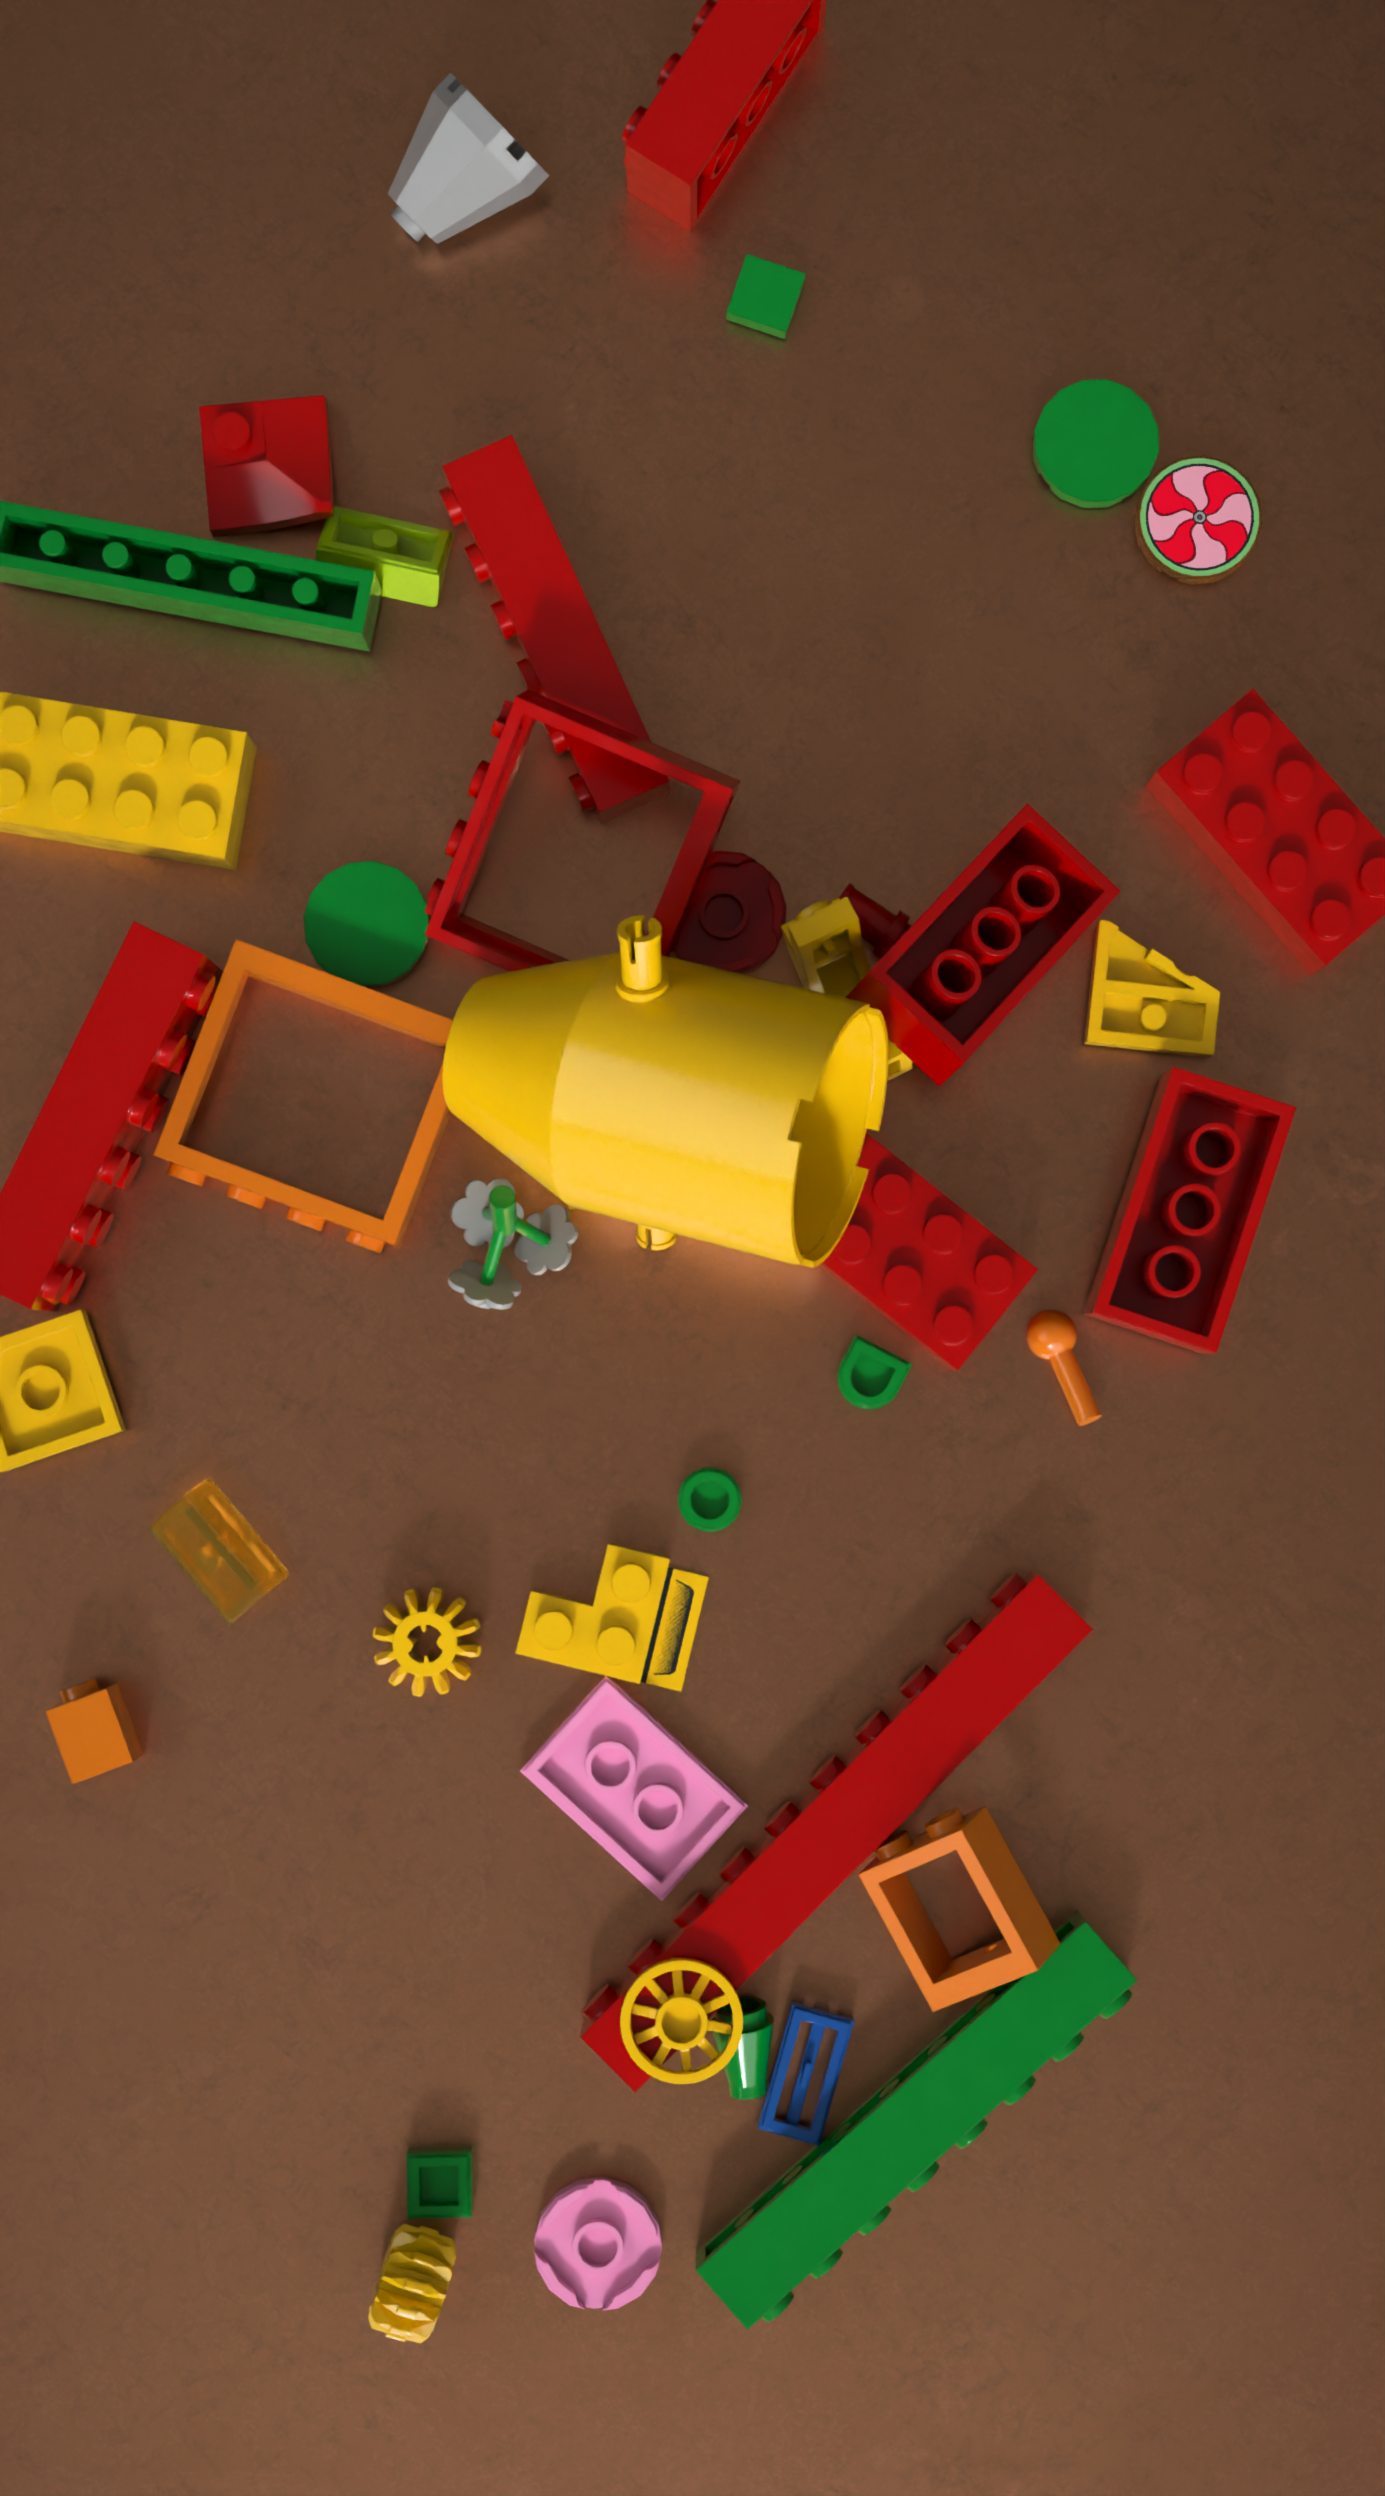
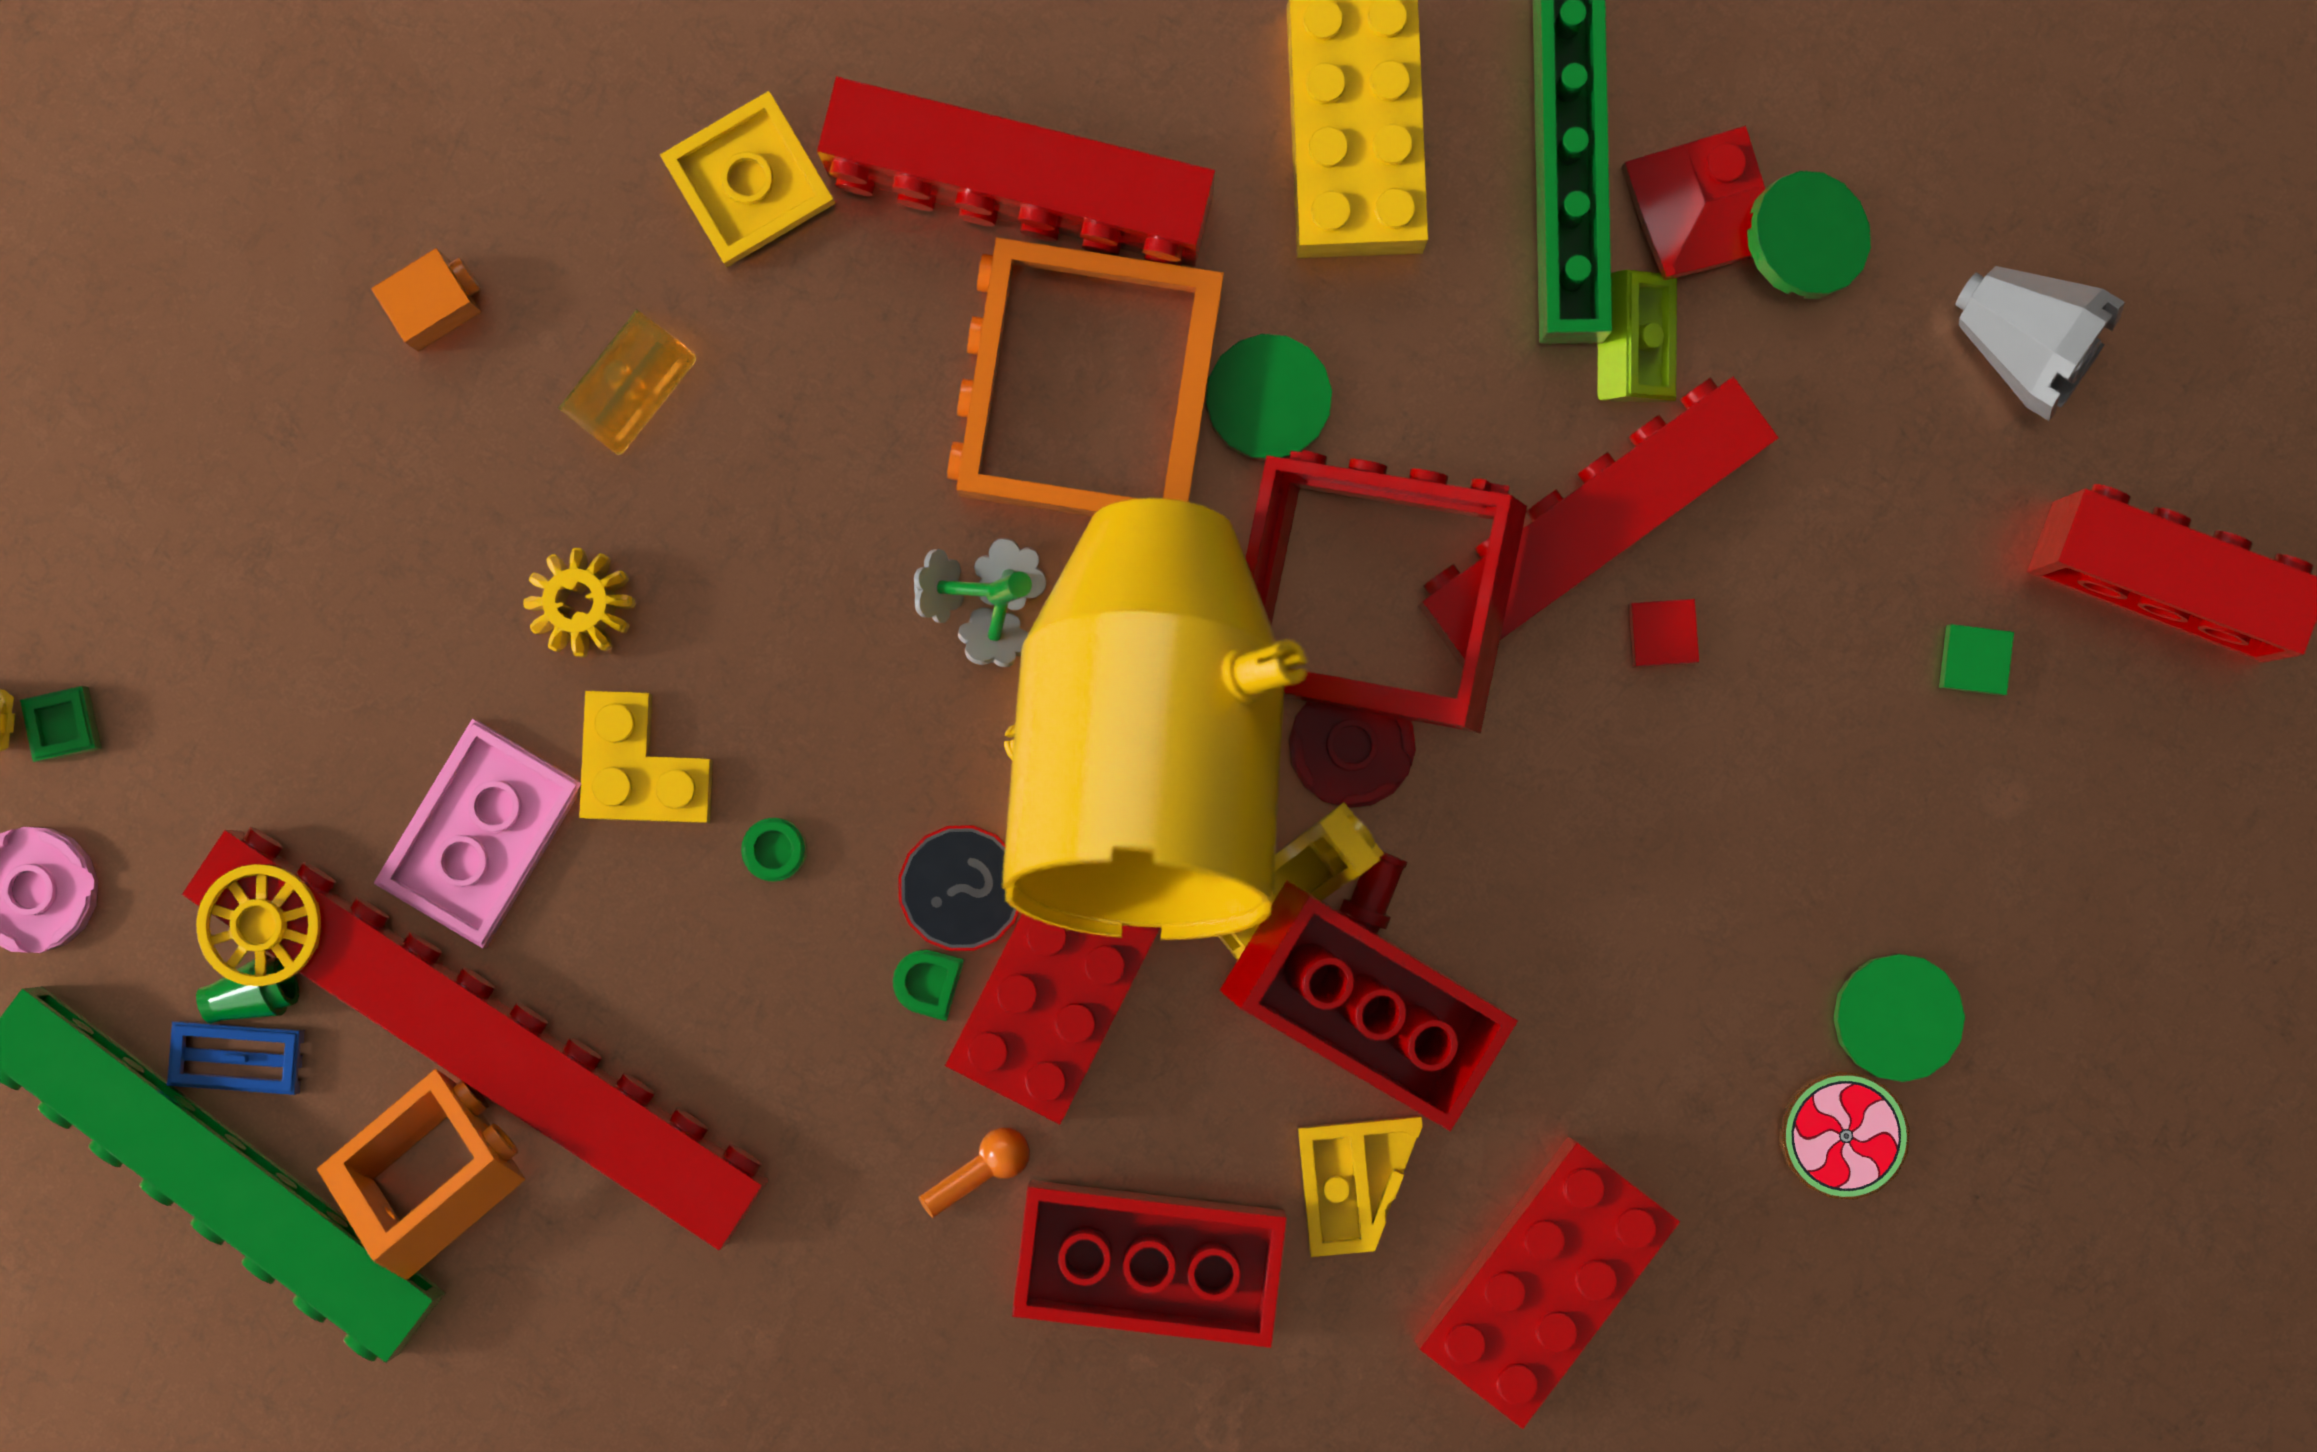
camera: 80 degrees right, 0 degrees up
(319, 367) = (1809, 234): none -> green tile
(674, 1629) = (641, 841): yellow sticker -> none
(677, 590) = (1663, 633): none -> red tile
(785, 1323) = (956, 889): none -> black tile

